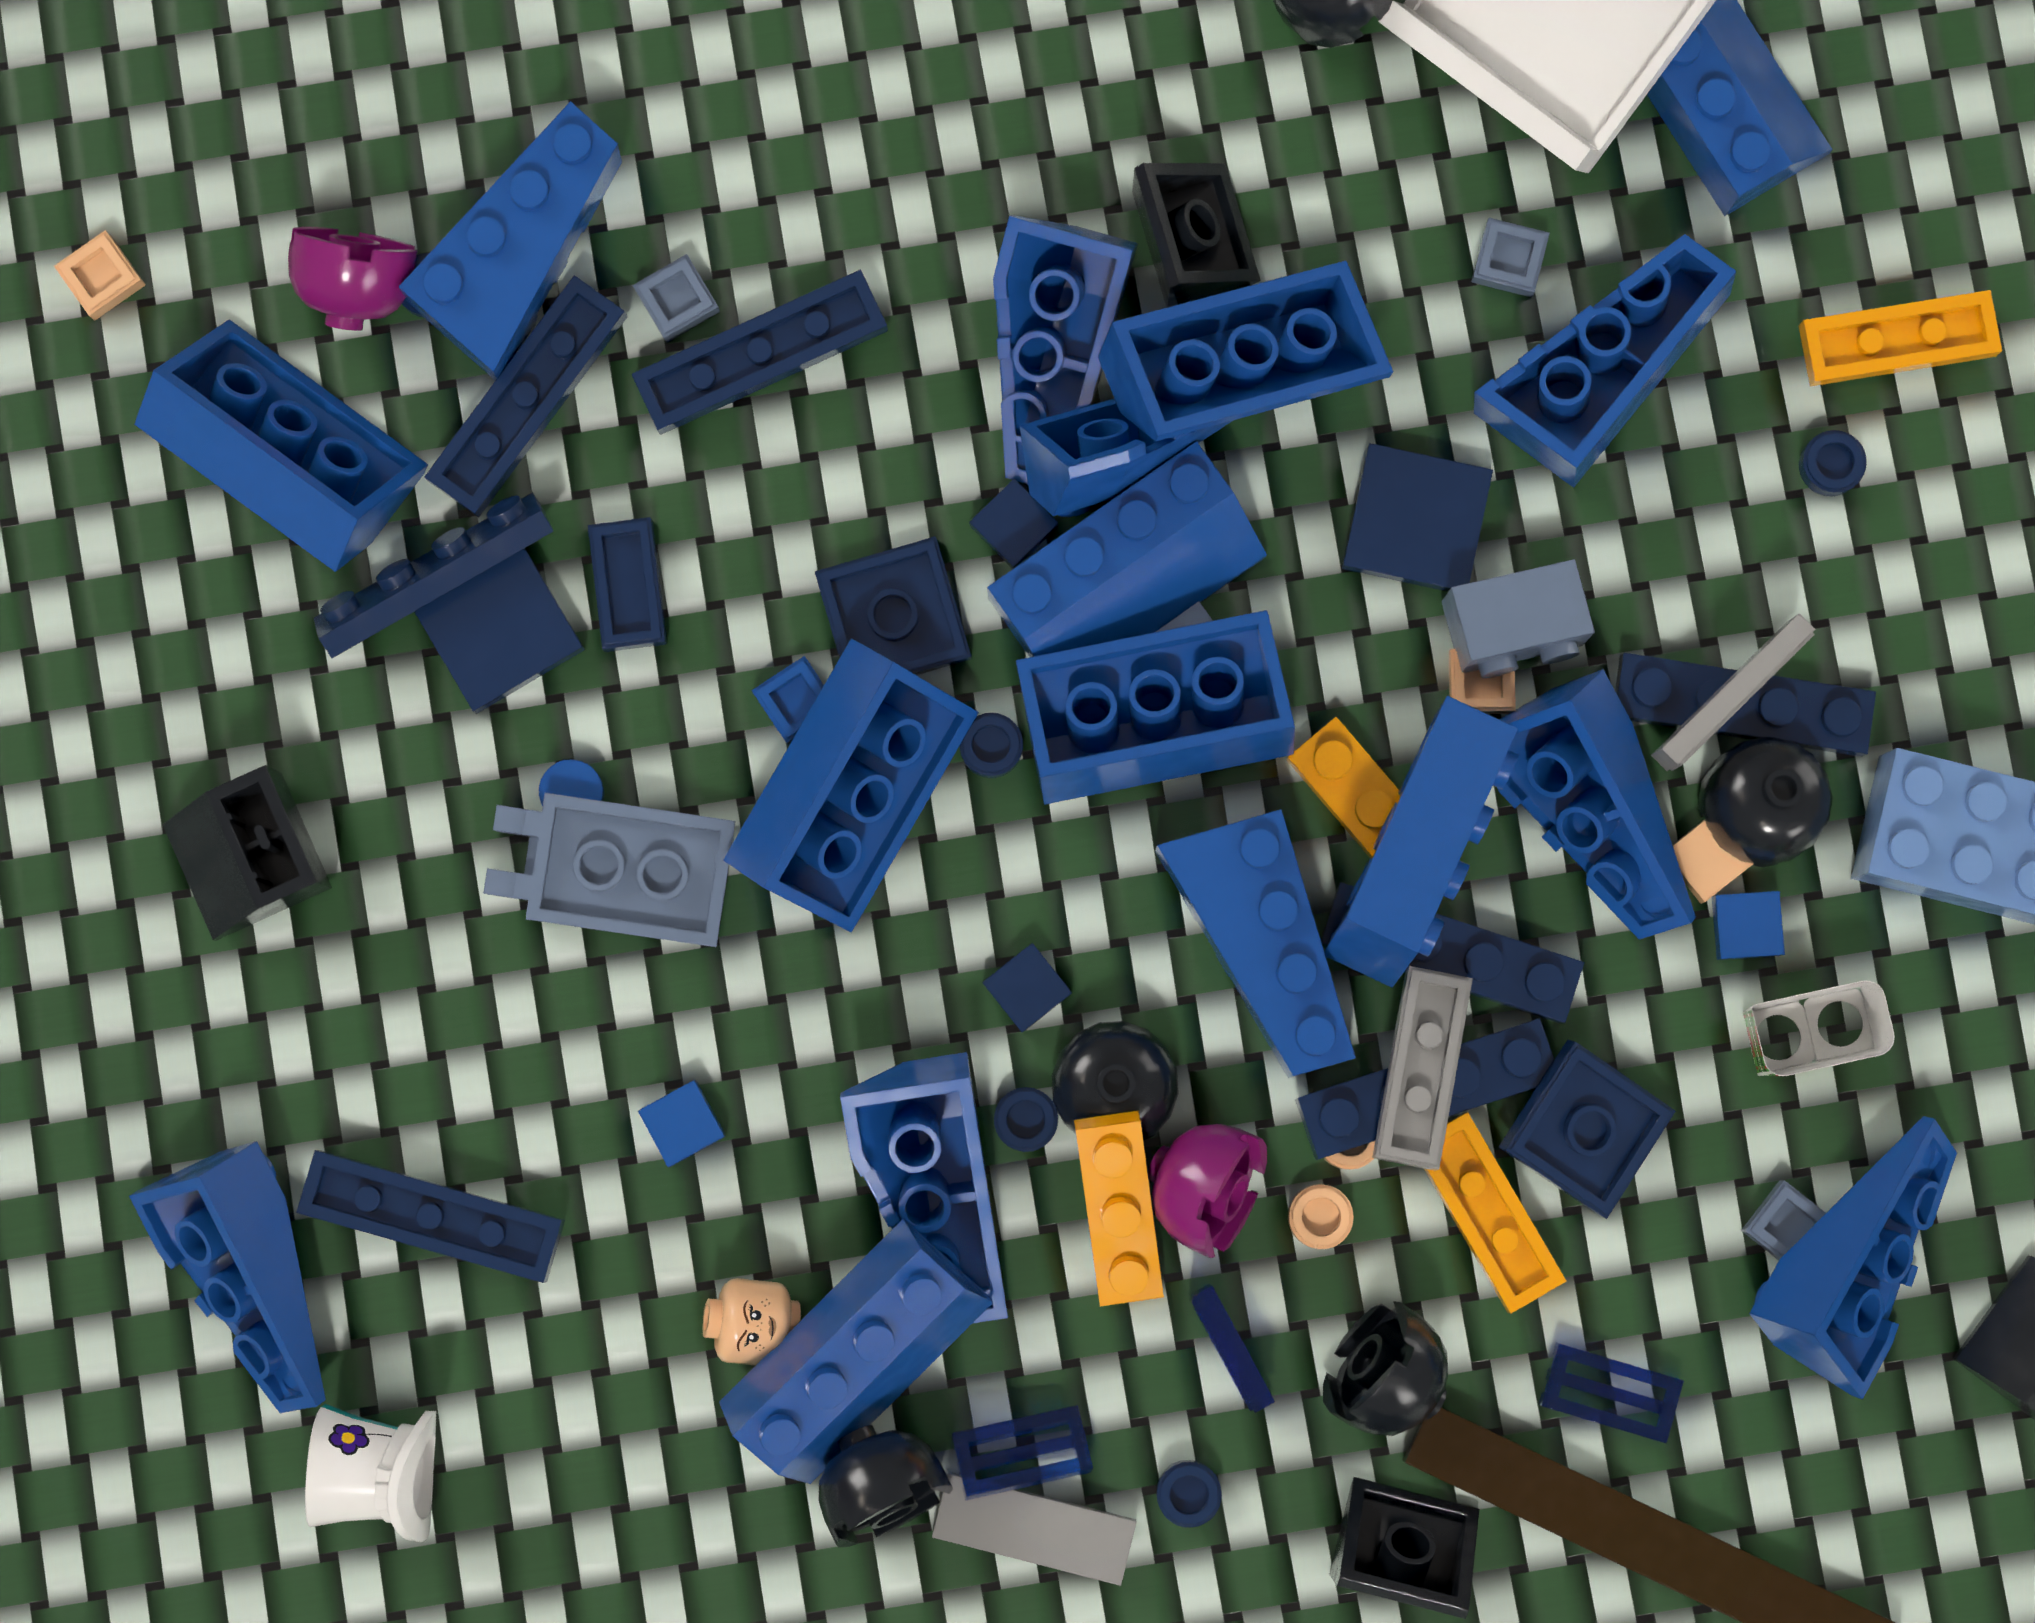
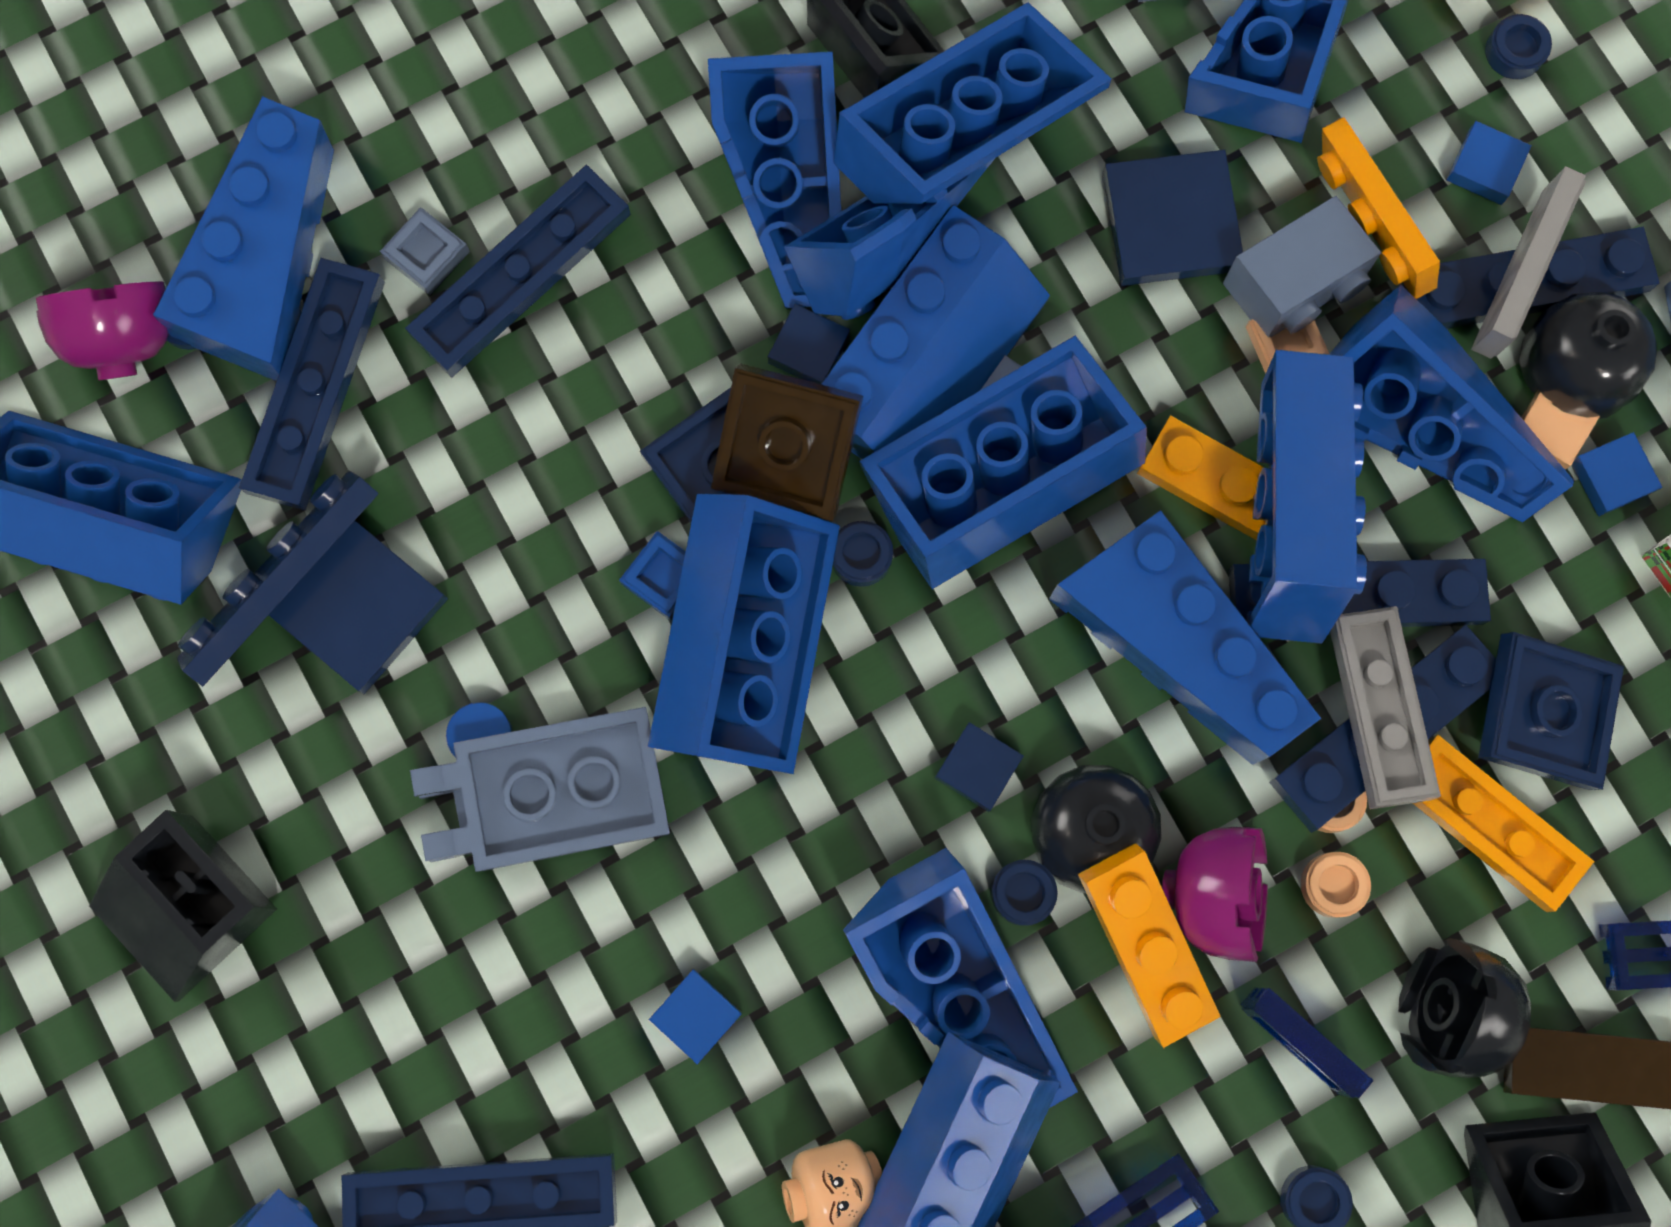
camera: 25 degrees left, 5 degrees down
(627, 584) = (467, 524): dark blue tile -> none
(952, 618) = (786, 441): none -> dark brown tile
(1610, 586) = (1378, 210): none -> light orange plate
(1752, 572) = (1488, 162): none -> blue tile

